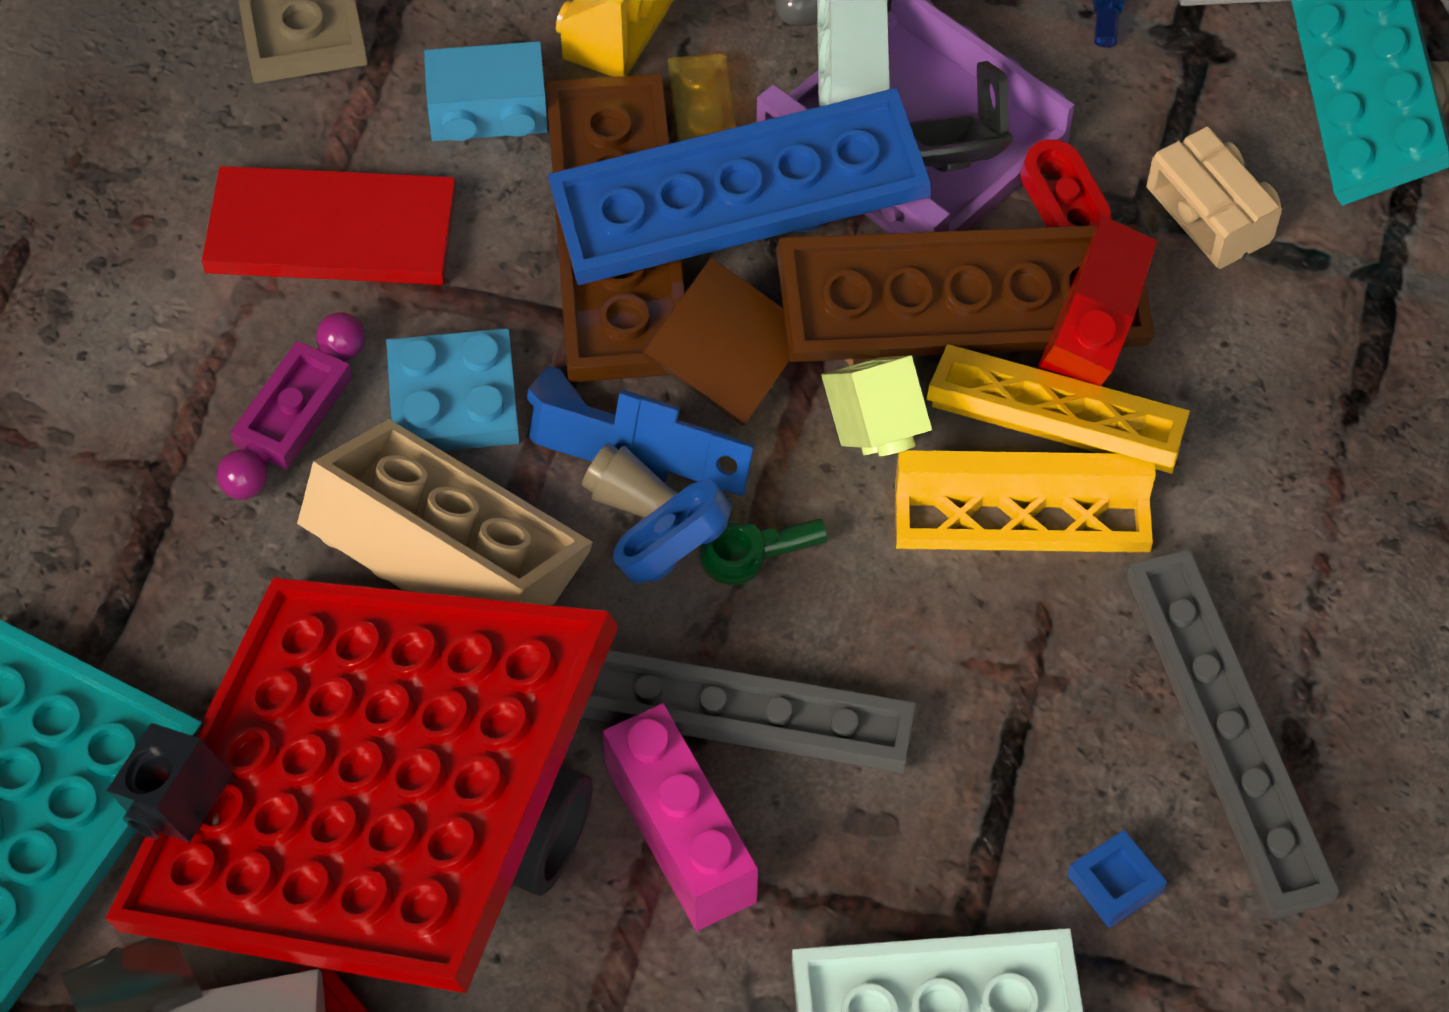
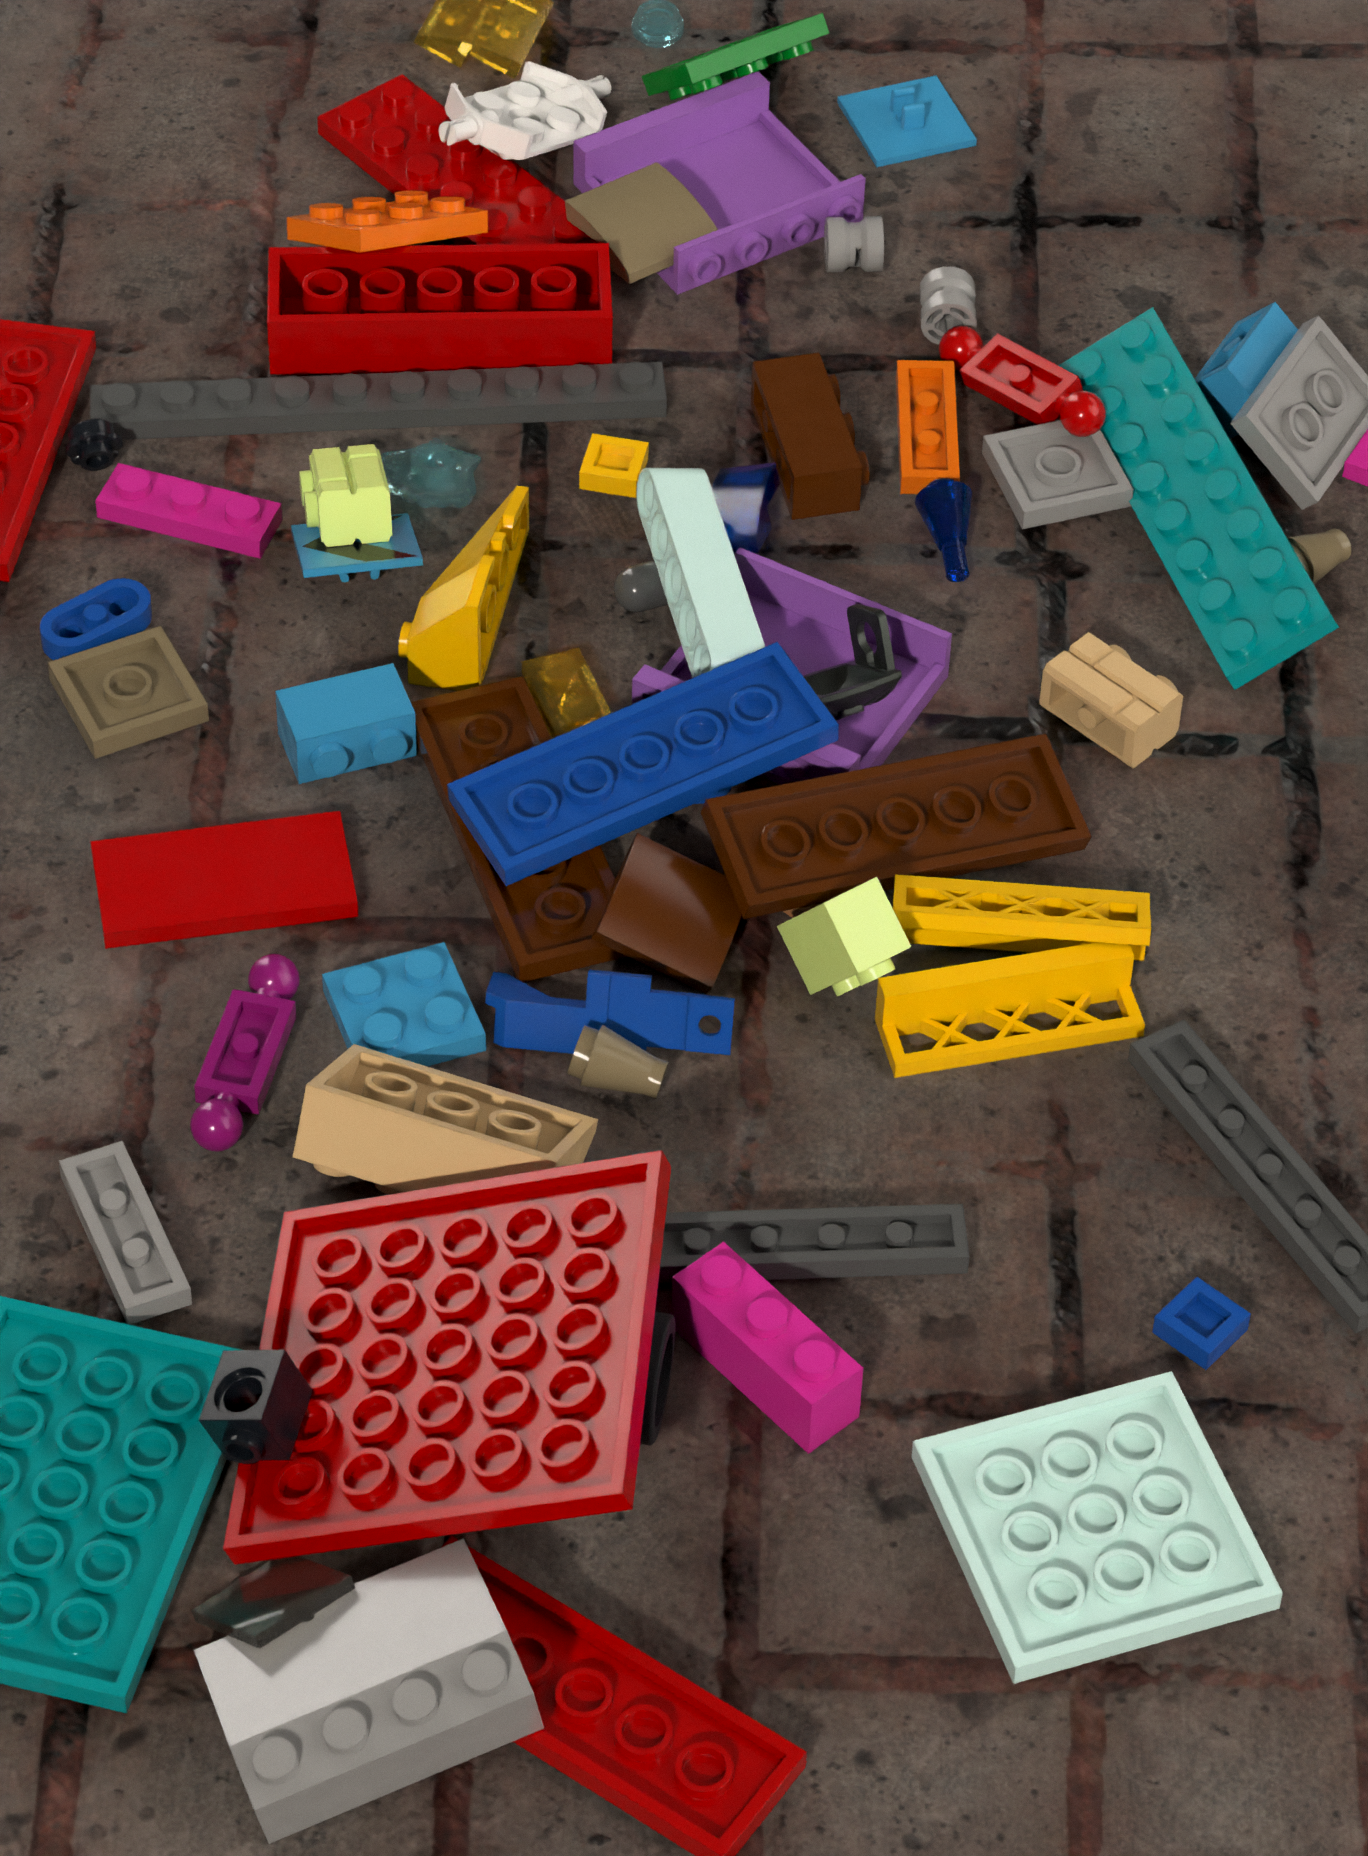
camera: 15 degrees left, 10 degrees down
(123, 569) = (125, 1233): none -> light grey plate
(672, 531) = (675, 1095): blue plate -> none
(742, 548) = (741, 1104): dark green plate -> none
(1074, 192) = (969, 715): red plate -> none
(1100, 304) = (1034, 812): red slope -> none

